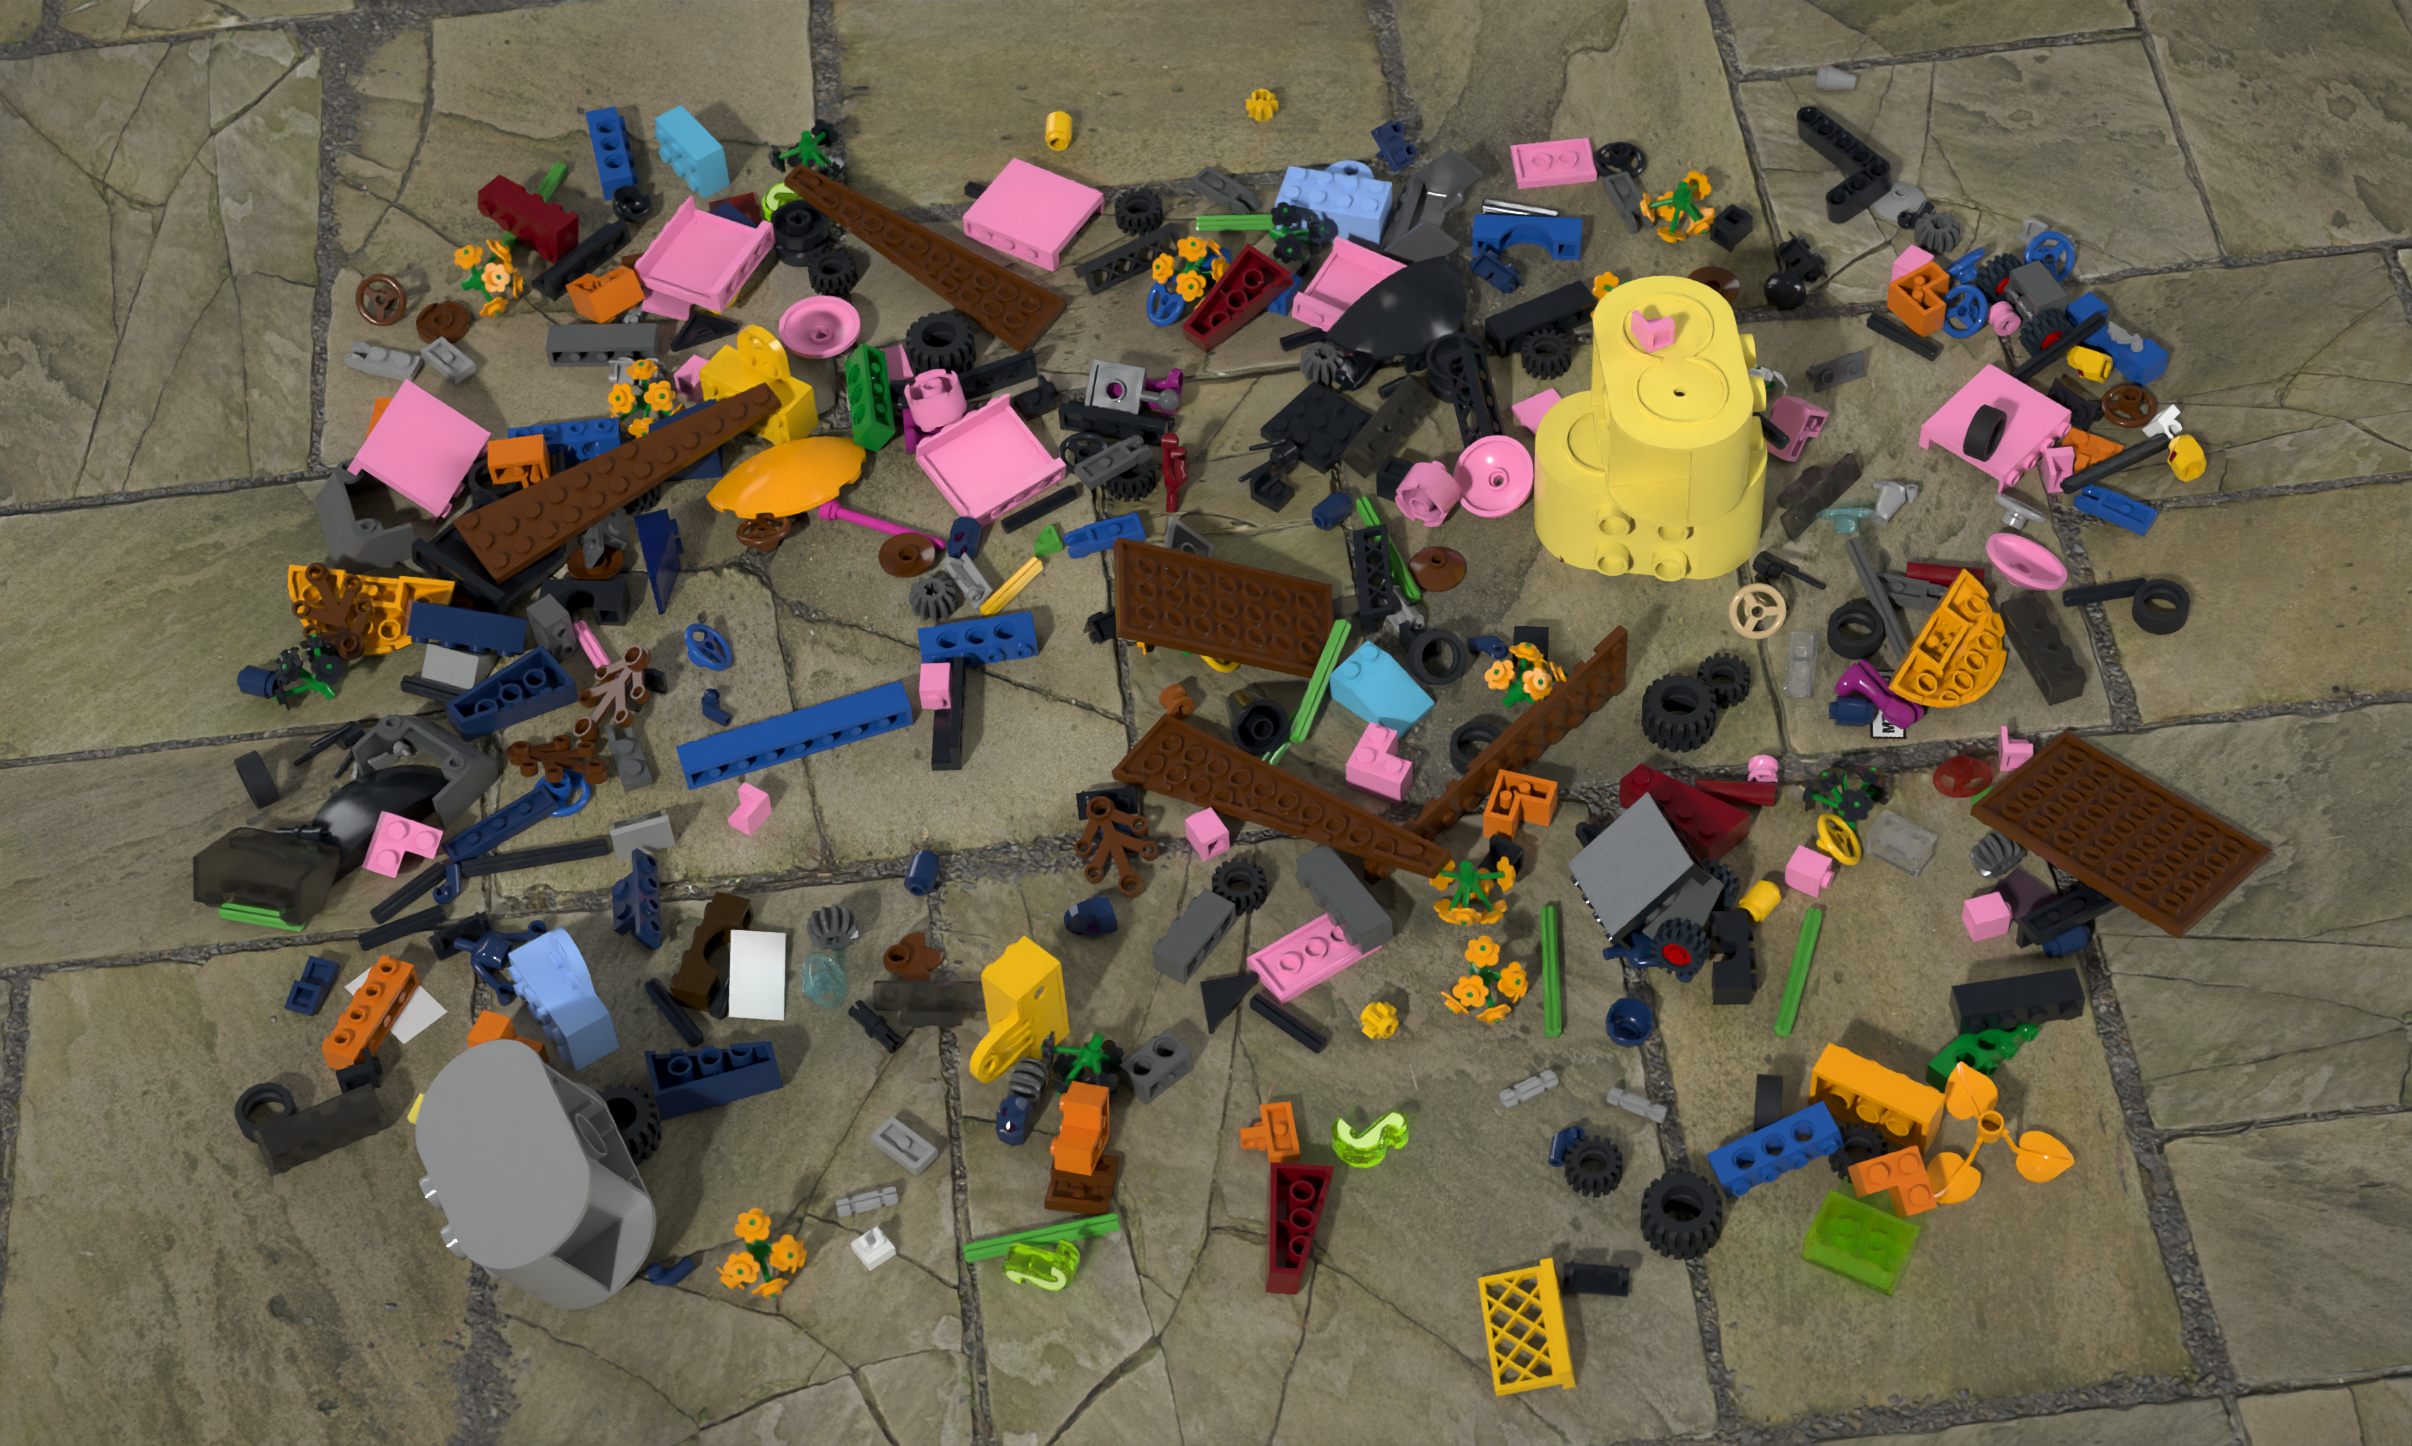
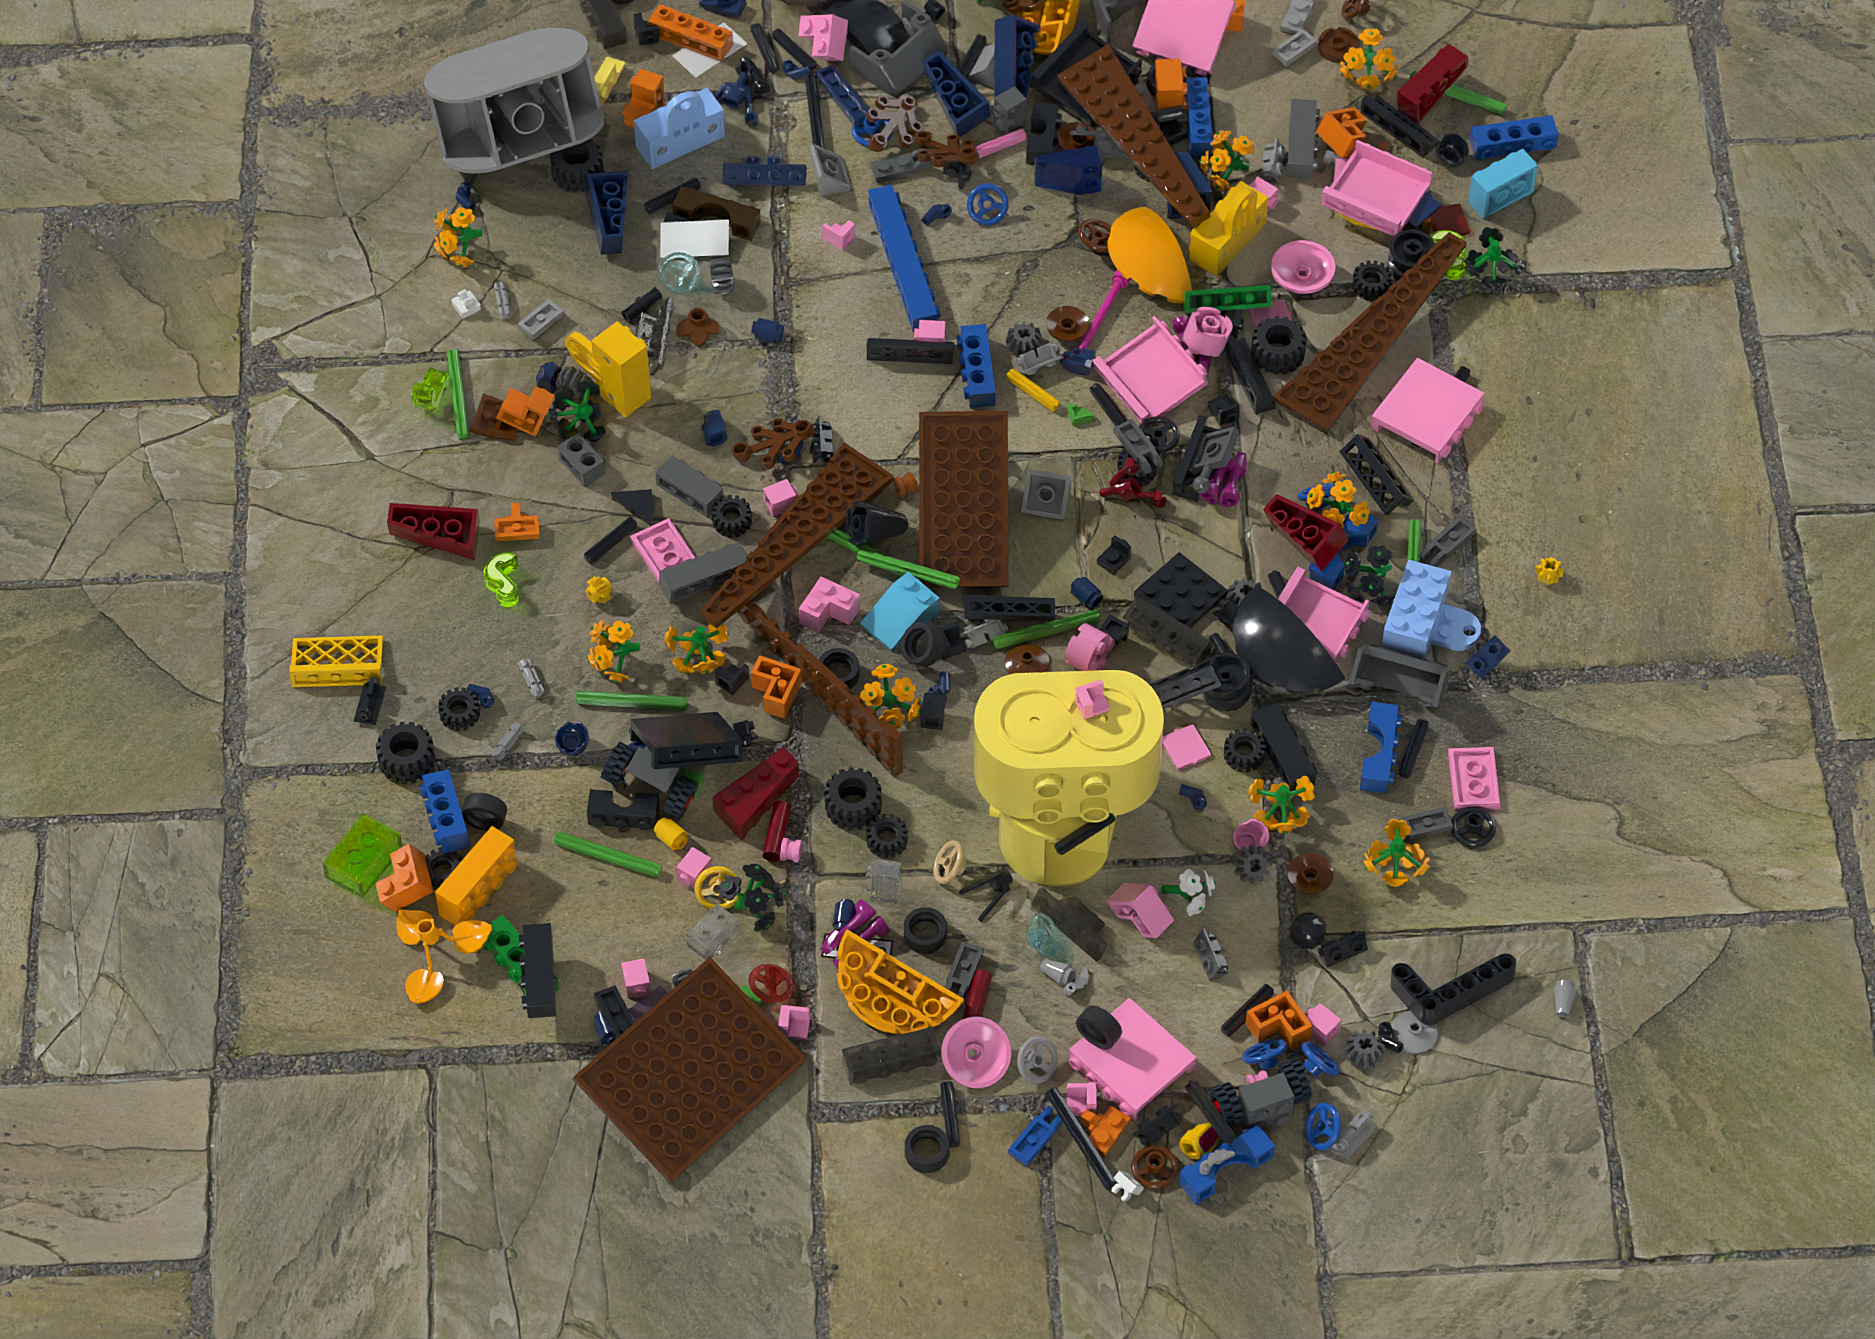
camera: 90 degrees right, 5 degrees up
(701, 329) = (1313, 197): black tile -> none
(1058, 130) = (1526, 430): yellow brick -> none
(1103, 534) = (1078, 450): blue hinge -> none
(1138, 222) = (1431, 472): black tyre -> none
(1283, 454) = (1146, 561): black plant -> none
(1504, 276) = (1347, 723): dark blue hinge -> none
(1730, 227) = (1381, 895): black brick -> none
(1877, 596) = (953, 944): dark grey axle -> none
(2186, 458) = (1087, 1195): yellow rock -> none

